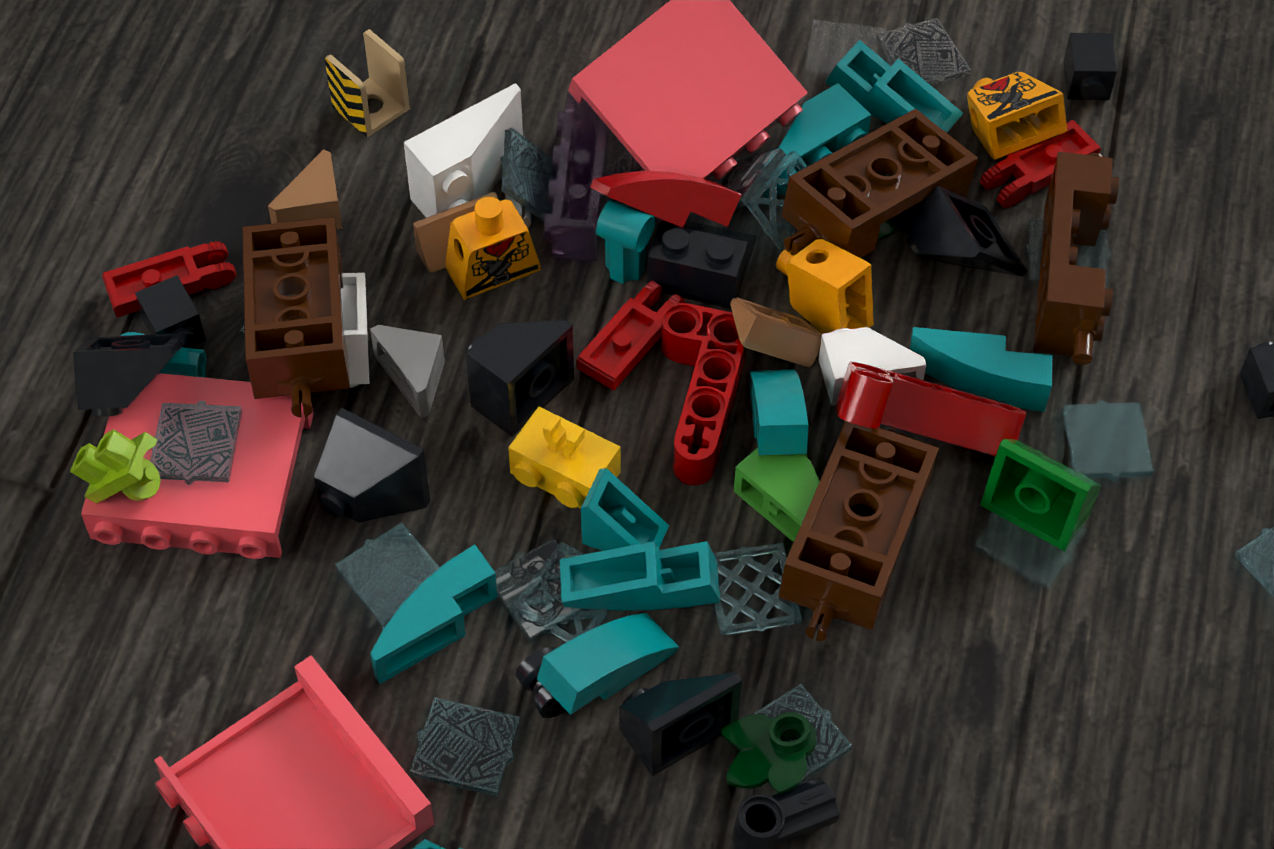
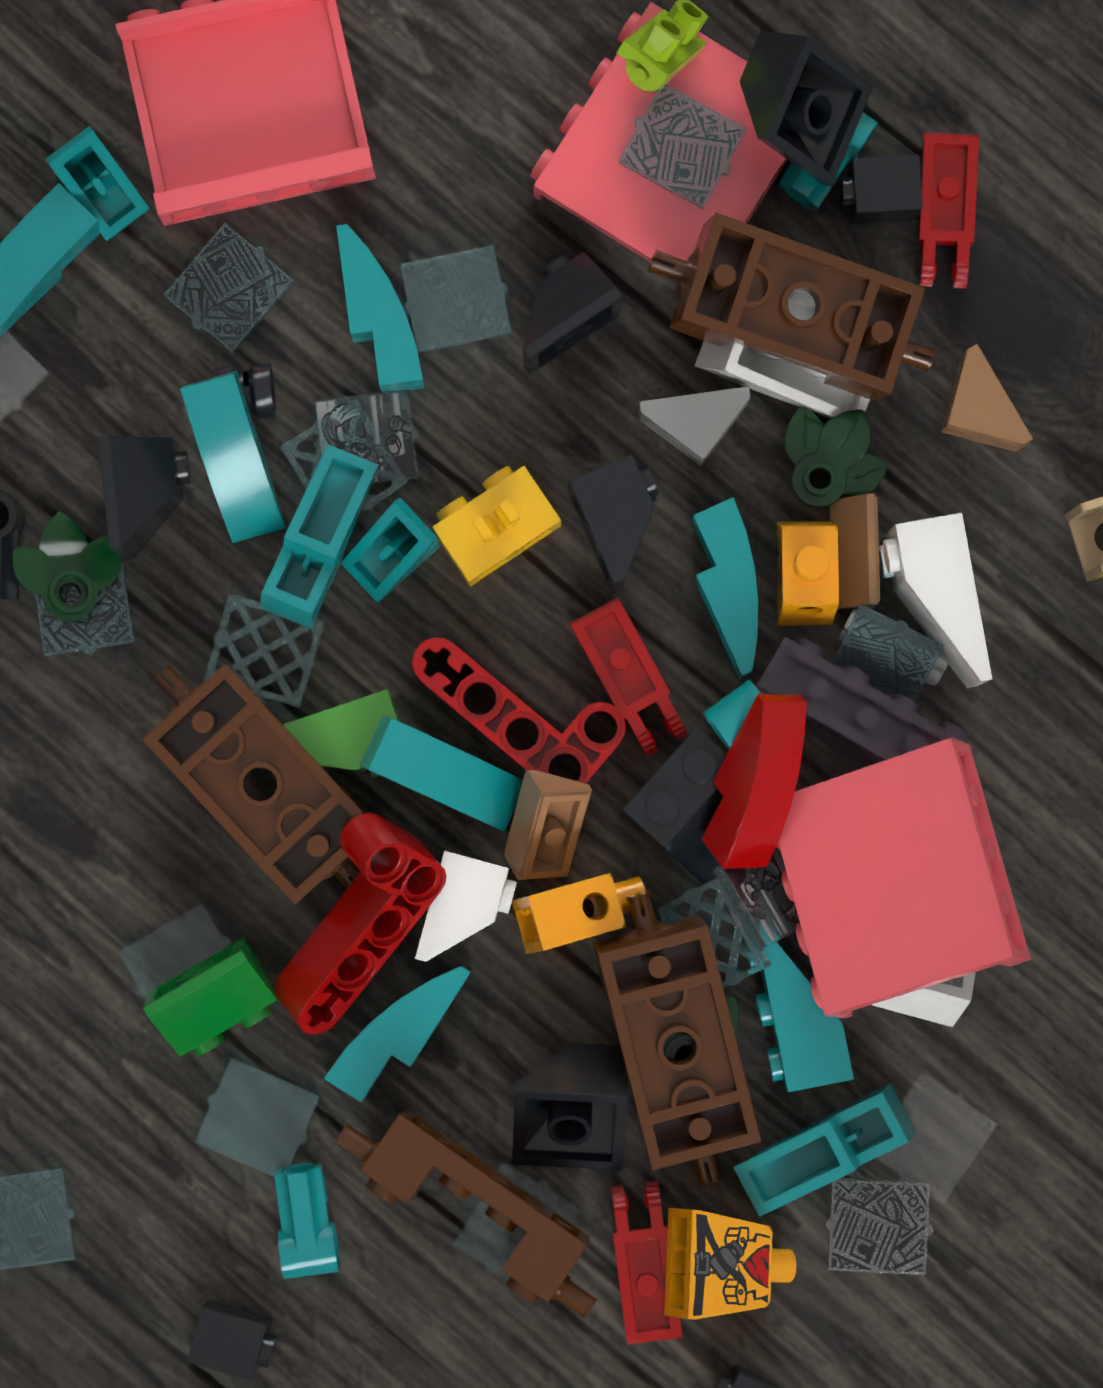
camera: 115 degrees right, 30 degrees up
(395, 278) = (836, 449): none -> dark green plate
(529, 292) = (730, 584): none -> teal slope
(1165, 363) = (306, 1235): none -> teal piece

